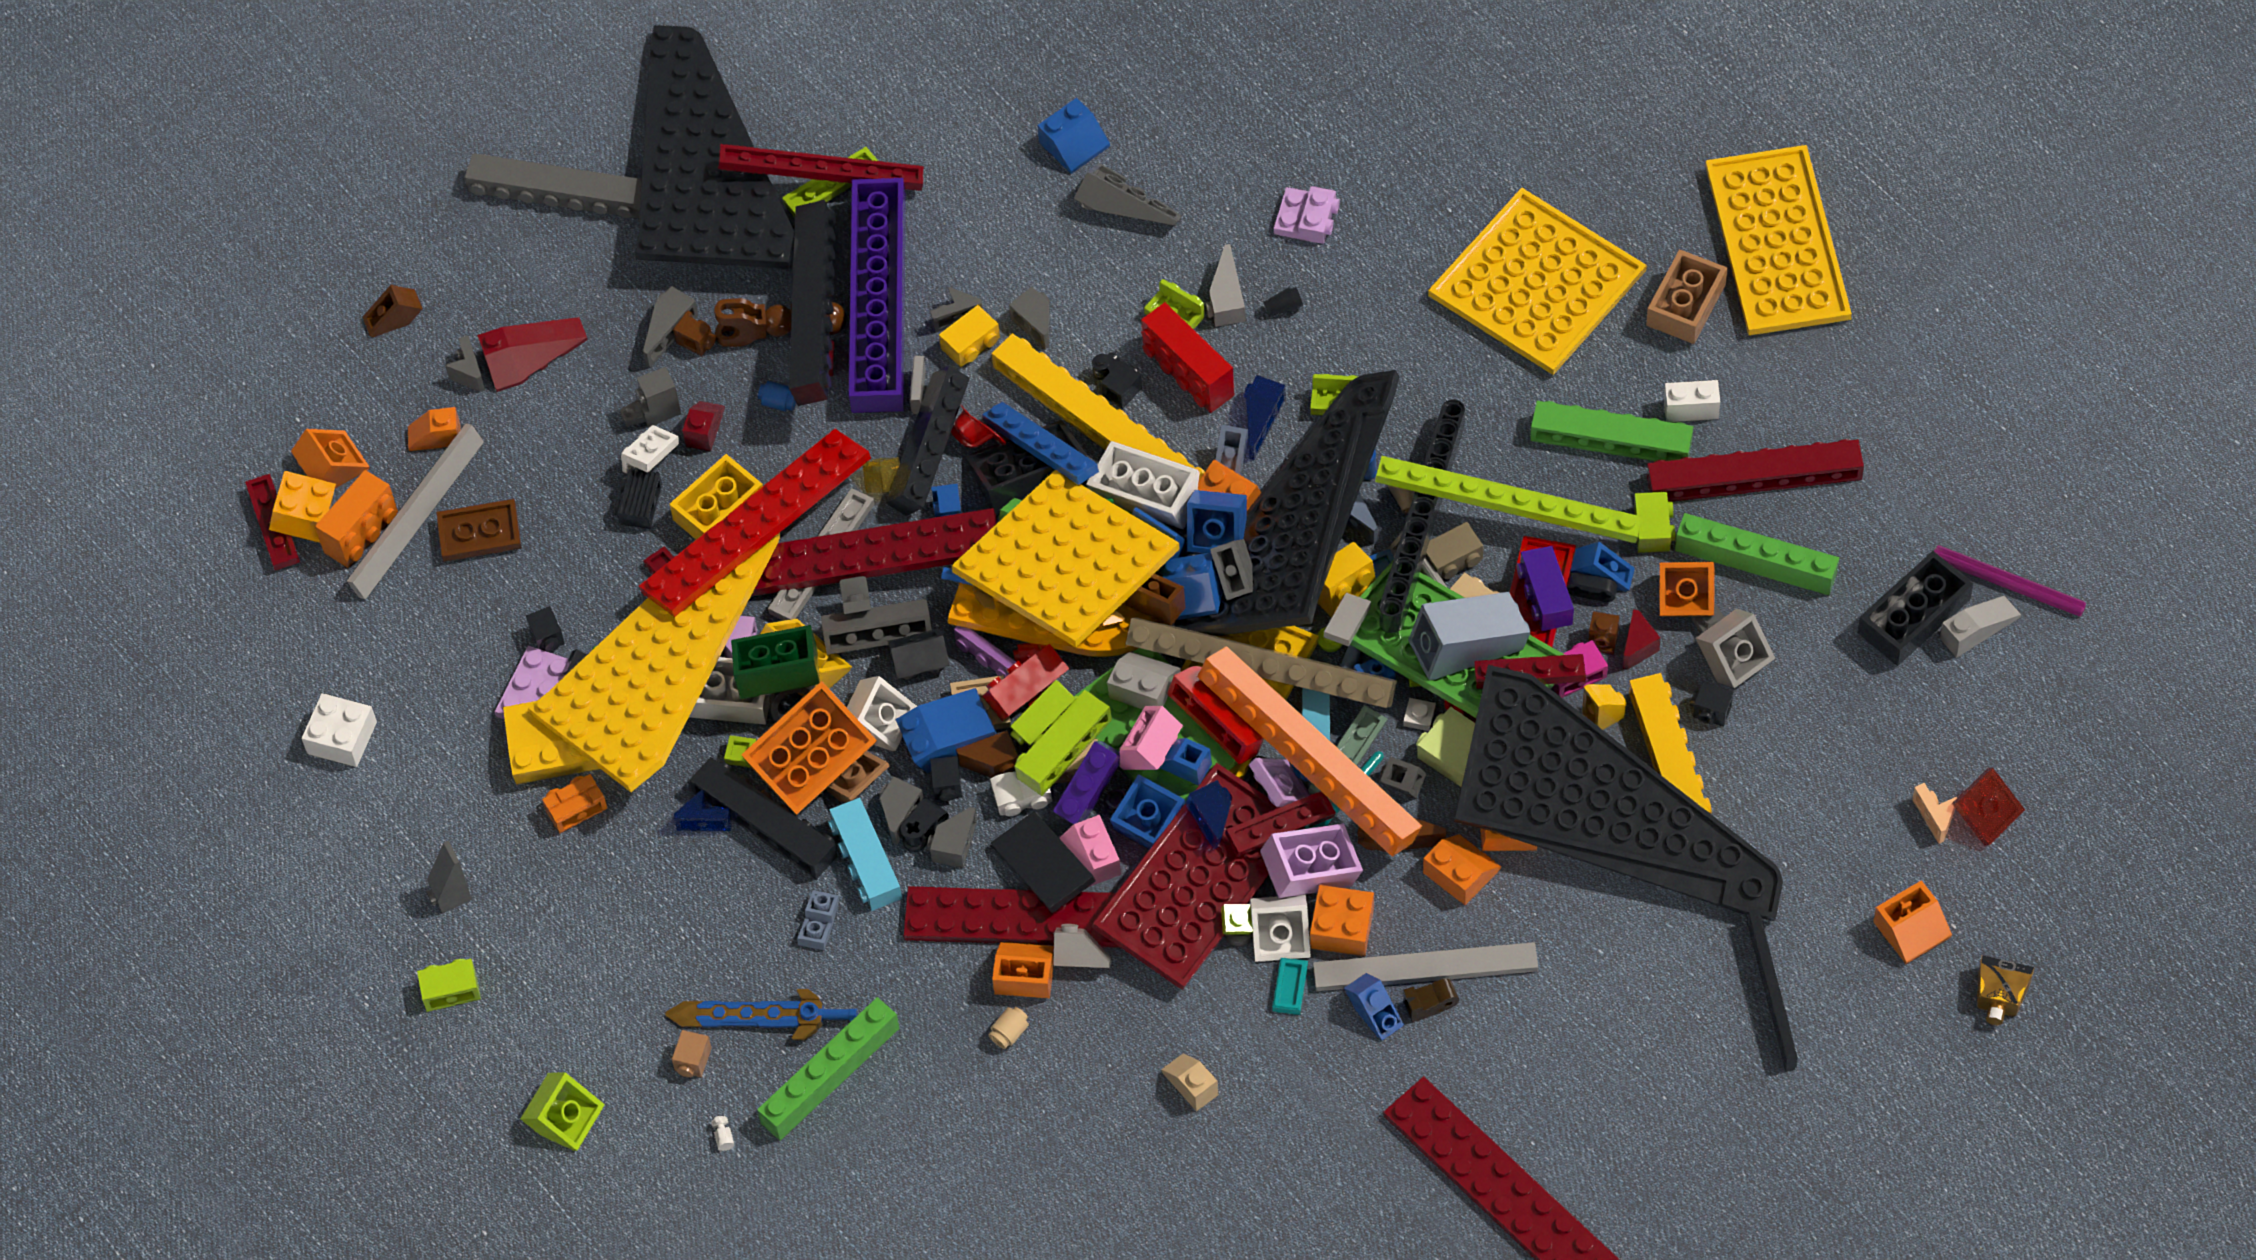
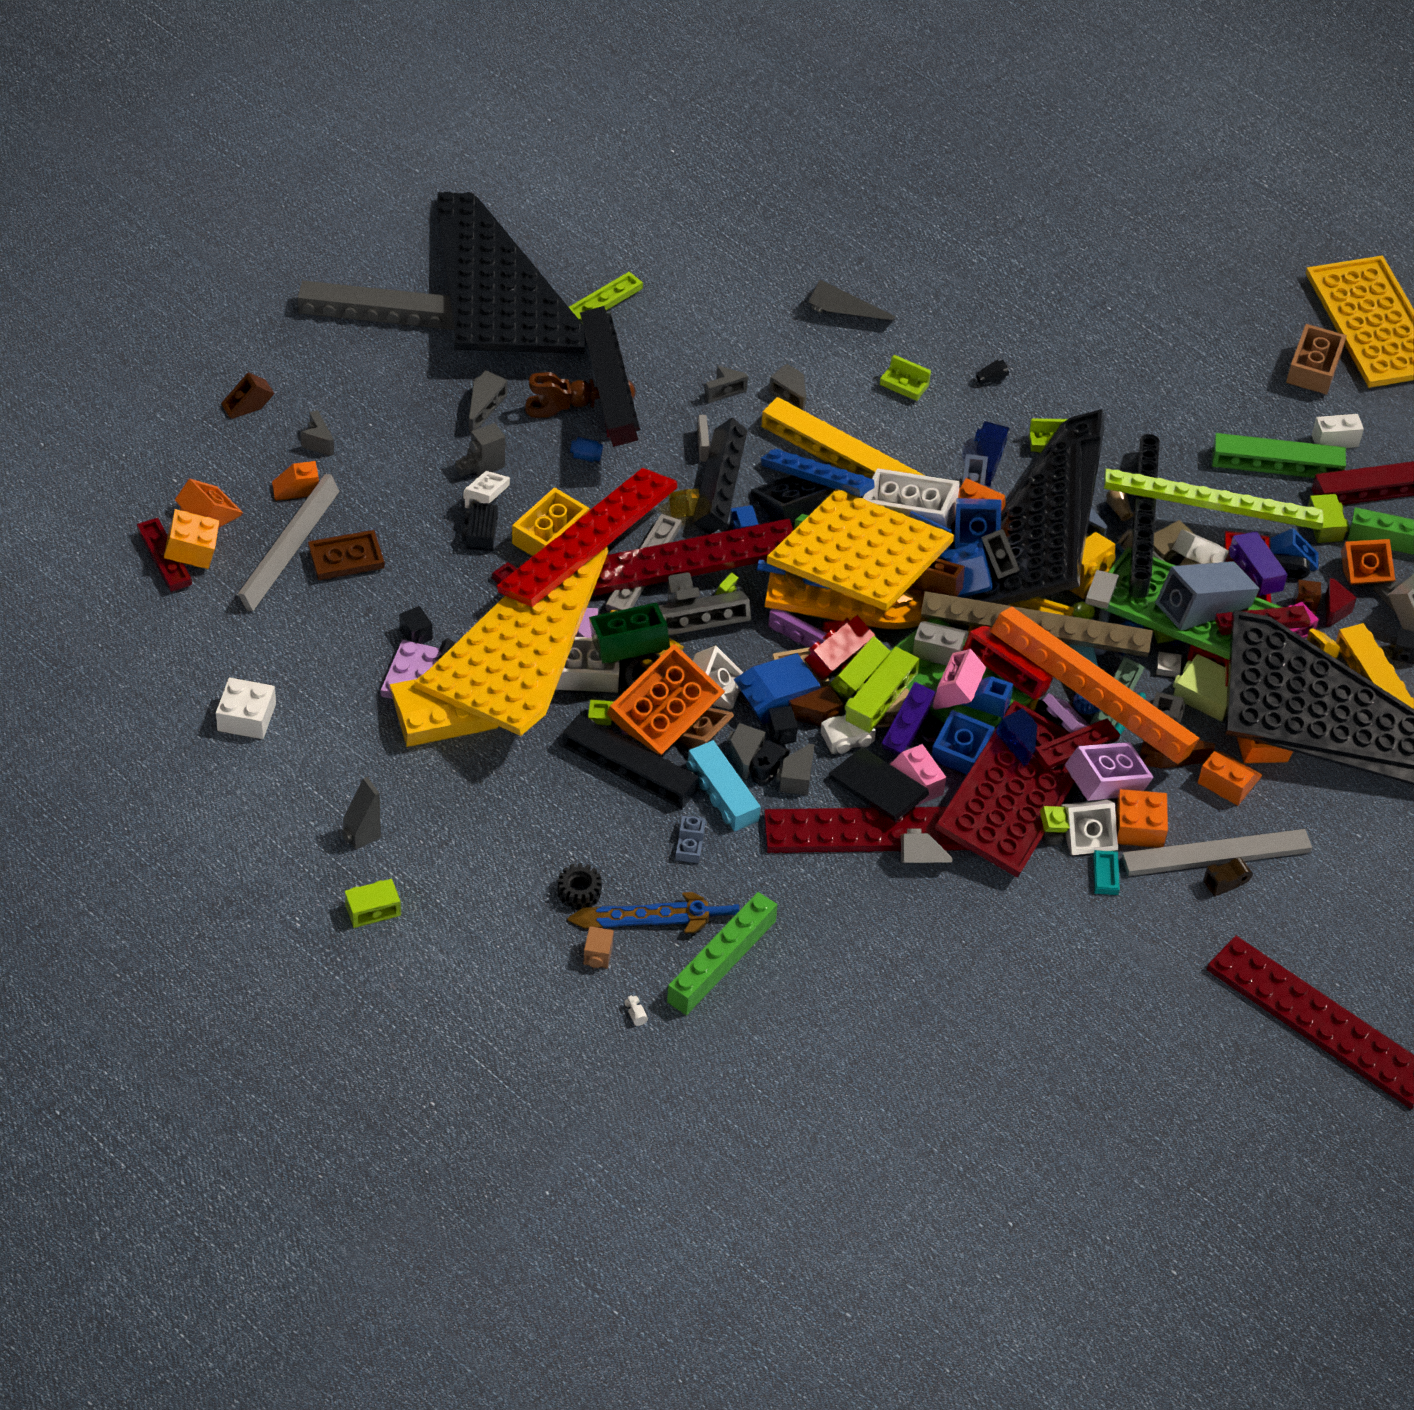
camera: 15 degrees left, 10 degrees down
(356, 519) = (240, 546): orange brick -> none
(522, 349) = (361, 422): dark red wedge -> none
(562, 1110) = (490, 998): lime slope -> none
(574, 803) = (462, 756): orange brick -> none
(677, 961) = (579, 875): none -> black tyre
(694, 334) = (508, 407): reddish brown brick -> none
(695, 816) = (570, 763): clear blue slope -> none
(702, 425) = (526, 474): dark red slope -> none
(816, 166) = (597, 282): dark red plate -> none
(877, 295) = (659, 375): dark purple brick -> none
(912, 591) = (728, 585): none -> lime plate
(918, 654) = (742, 632): black brick -> none
(969, 336) = (740, 401): yellow brick -> none
(971, 431) = (758, 467): red piece -> none
(1008, 1027) = (872, 914): tan brick -> none
(1023, 970) = (878, 869): orange slope -> none
(1072, 136) = (796, 261): blue slope -> none
(1119, 381) = (869, 429): black brick -> none
(1187, 358) = (925, 410): red brick -> none
(1192, 1080) = (1040, 947): tan slope -> none
(1226, 298) = (946, 370): light grey slope -> none
(1307, 214) = (997, 312): lavender plate -> none
(1374, 1005) = (1182, 881): blue slope -> none
(1482, 565) = (1199, 548): none -> white brick
(1537, 281) = (1192, 353): yellow plate -> none

